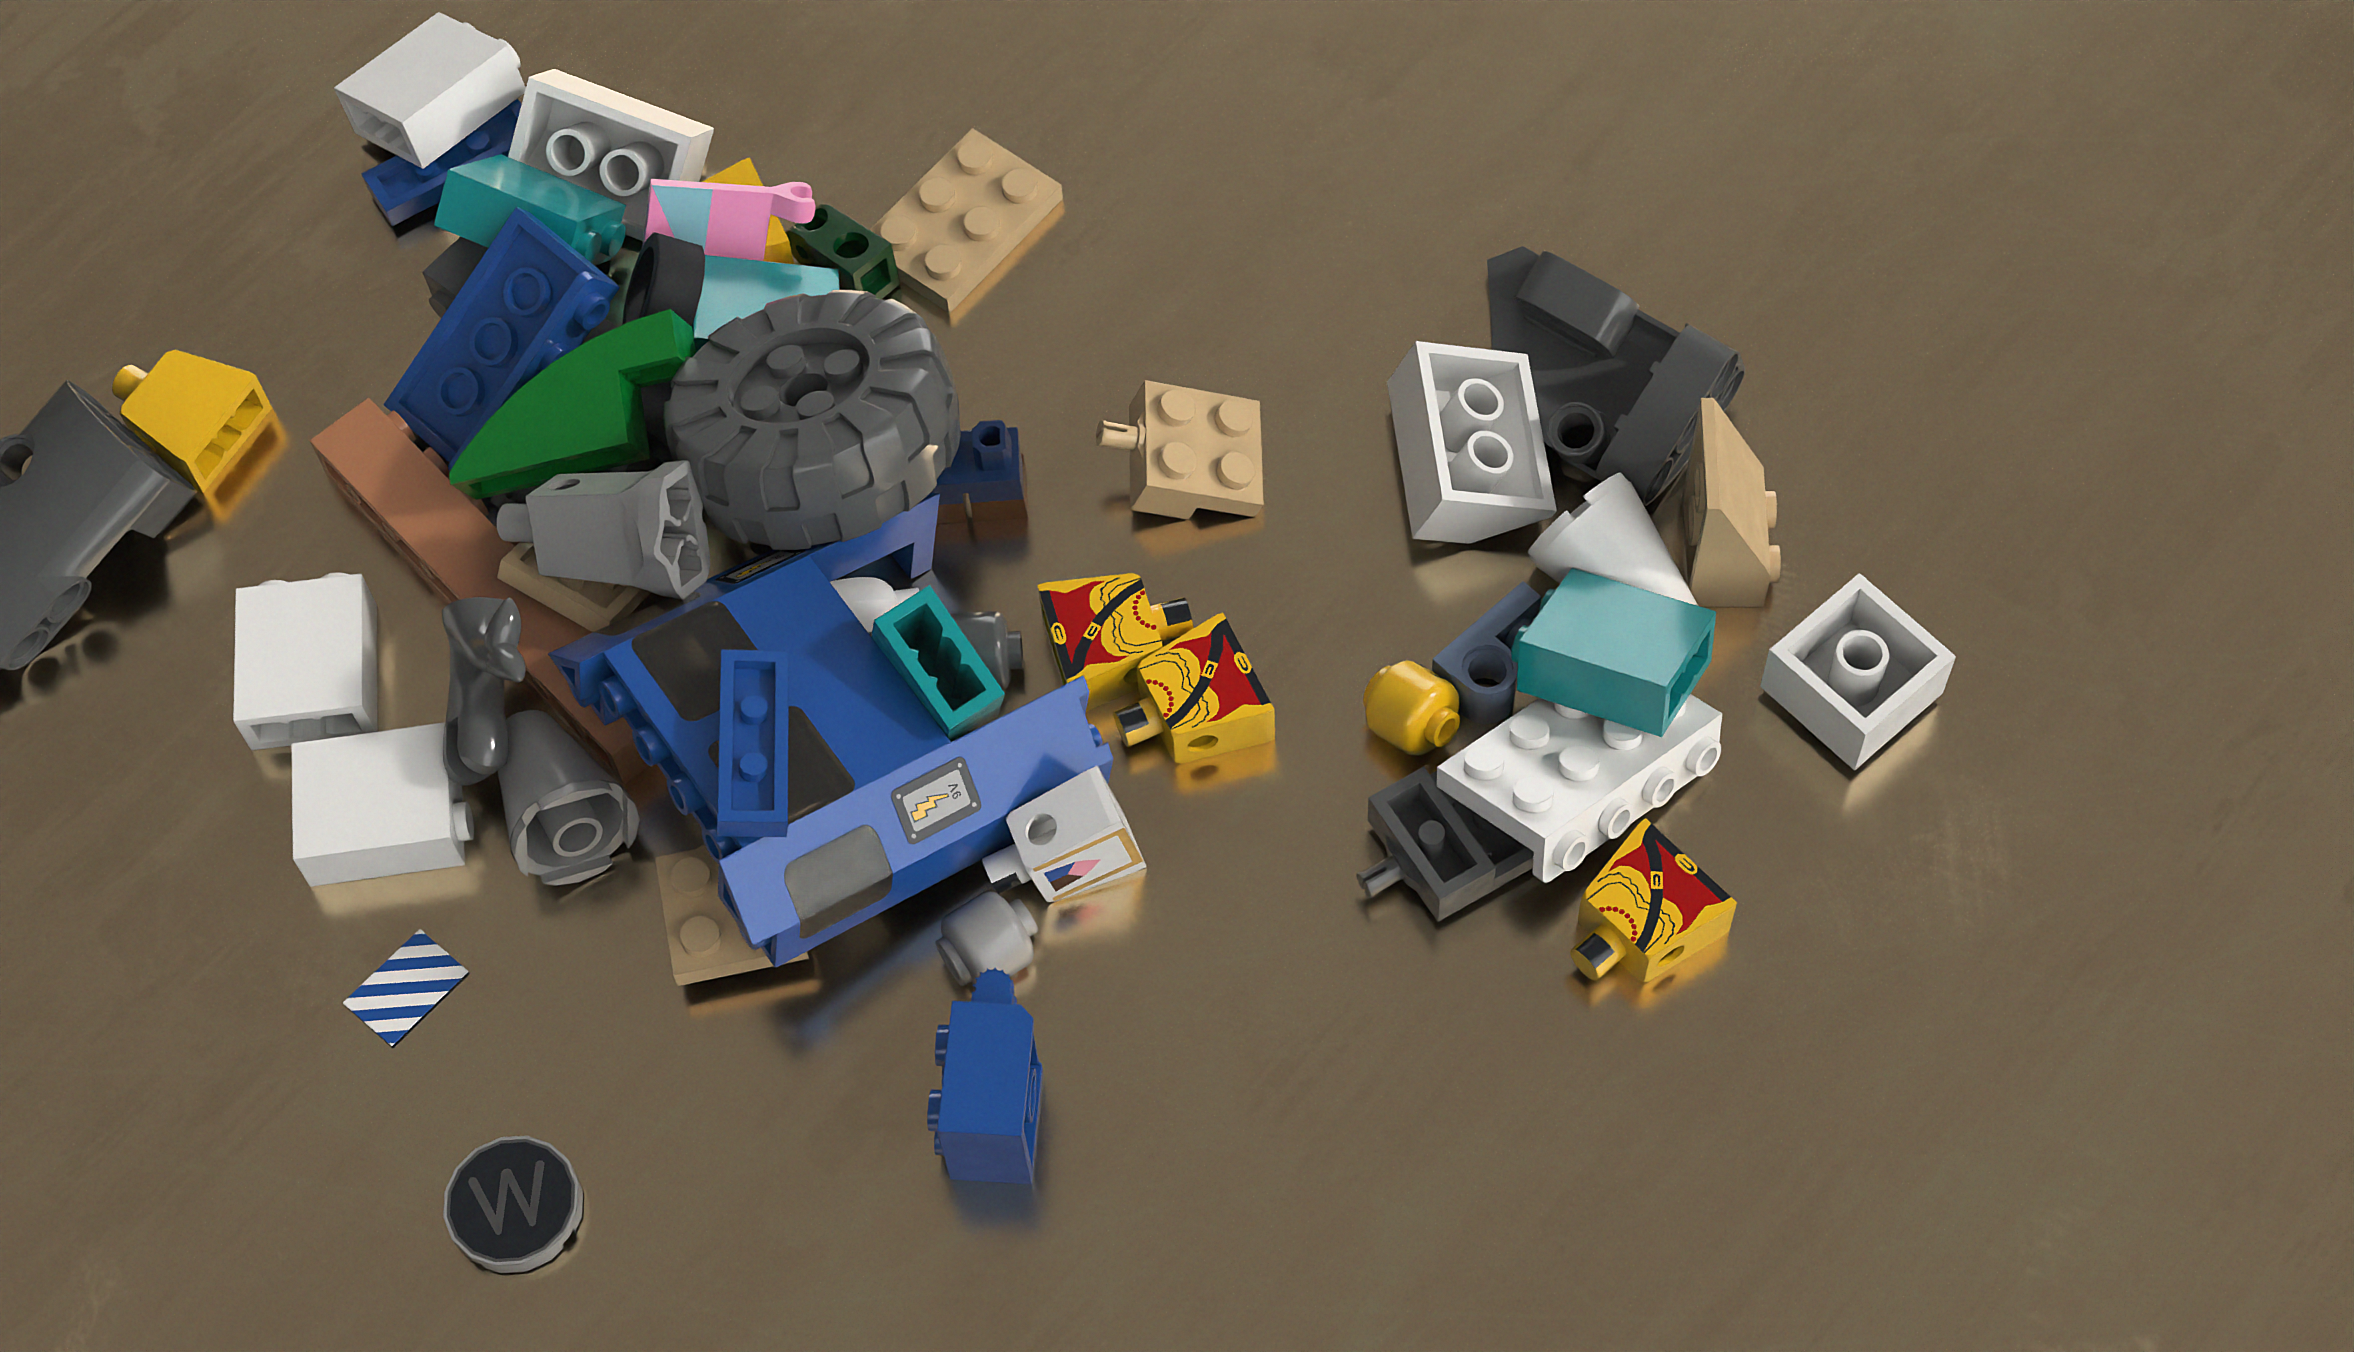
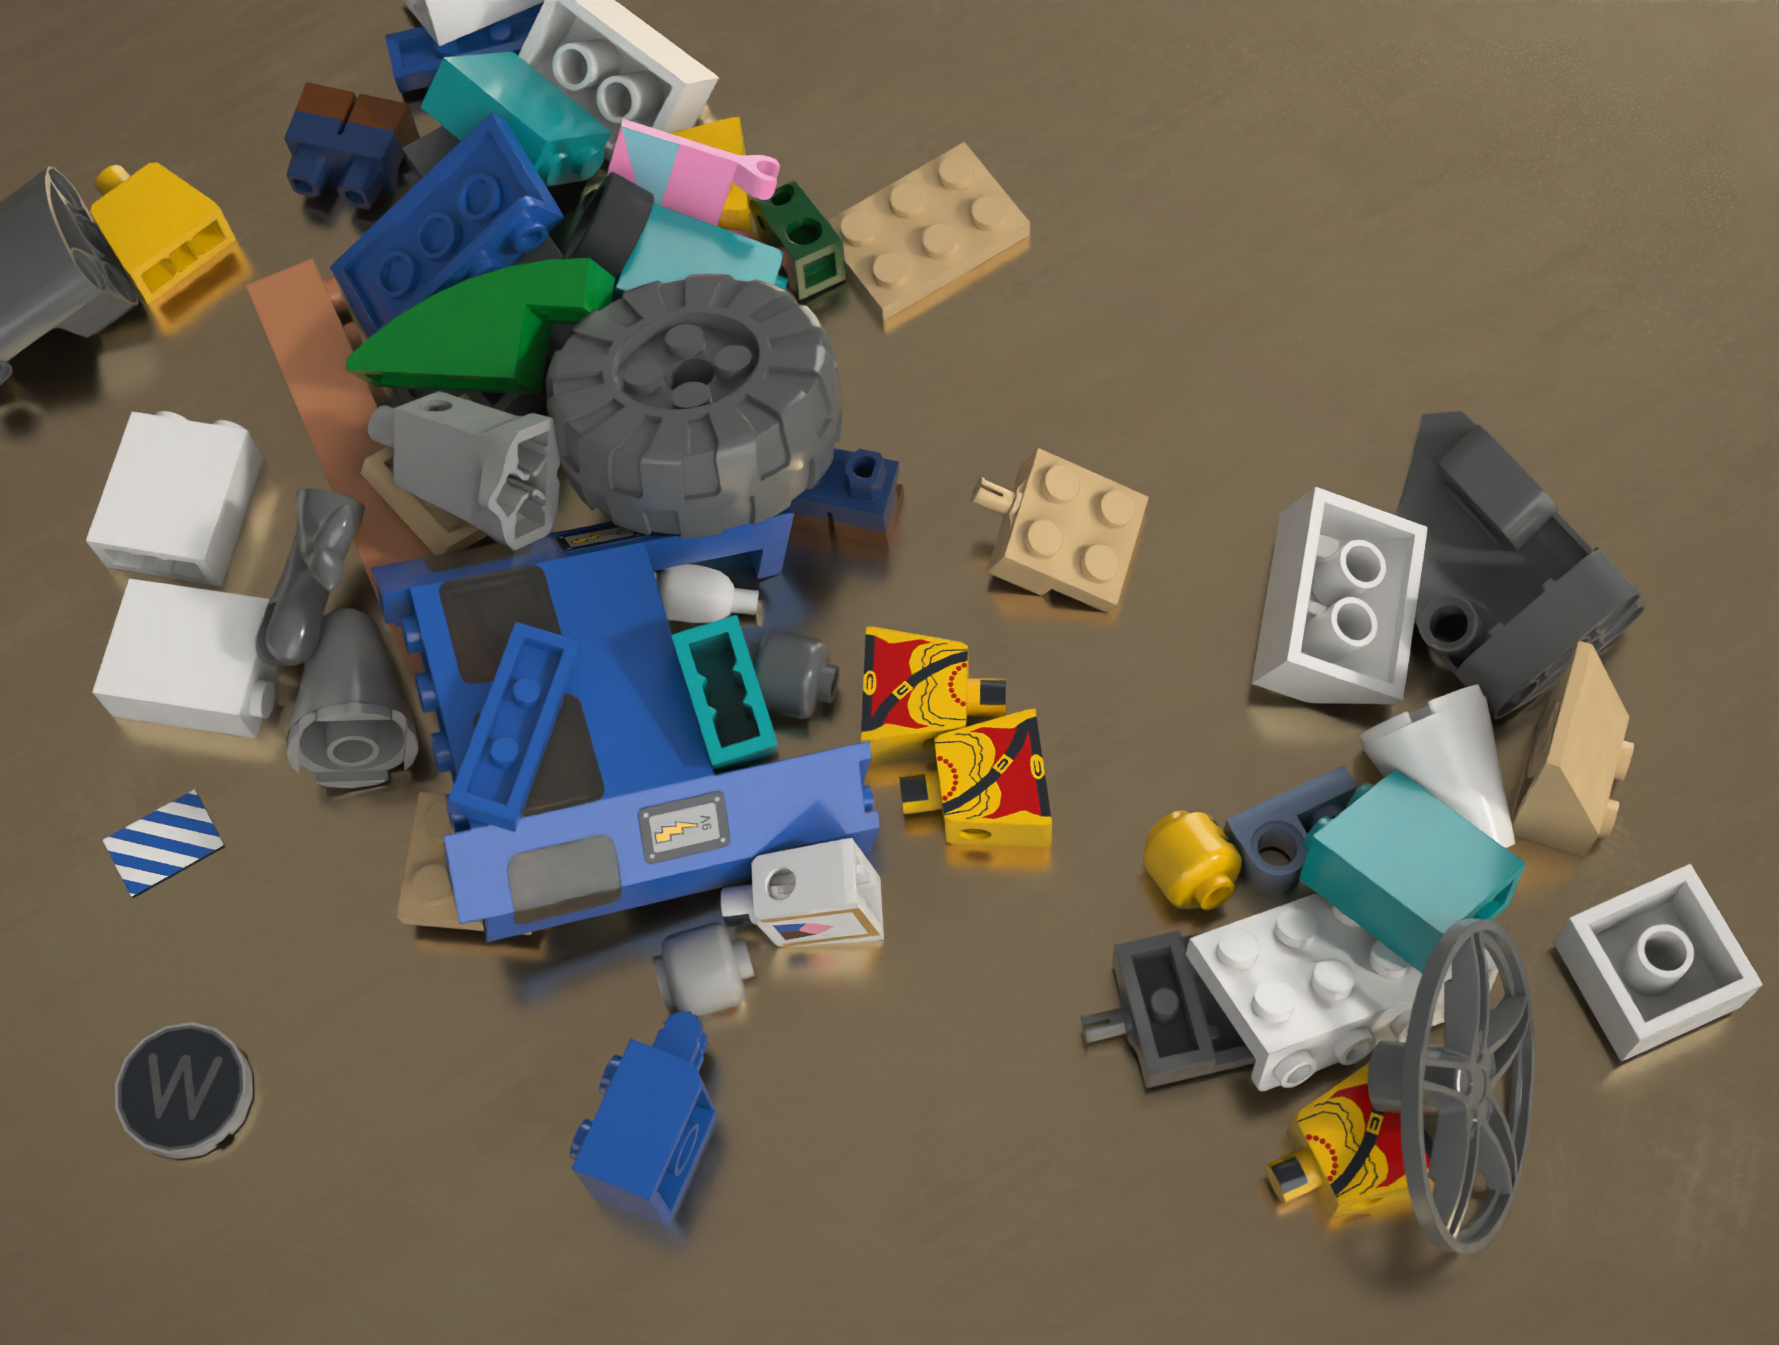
camera: 20 degrees right, 5 degrees up
(361, 284) = (347, 142): none -> dark blue hips
(1718, 813) = (1459, 1083): none -> dark grey wheel

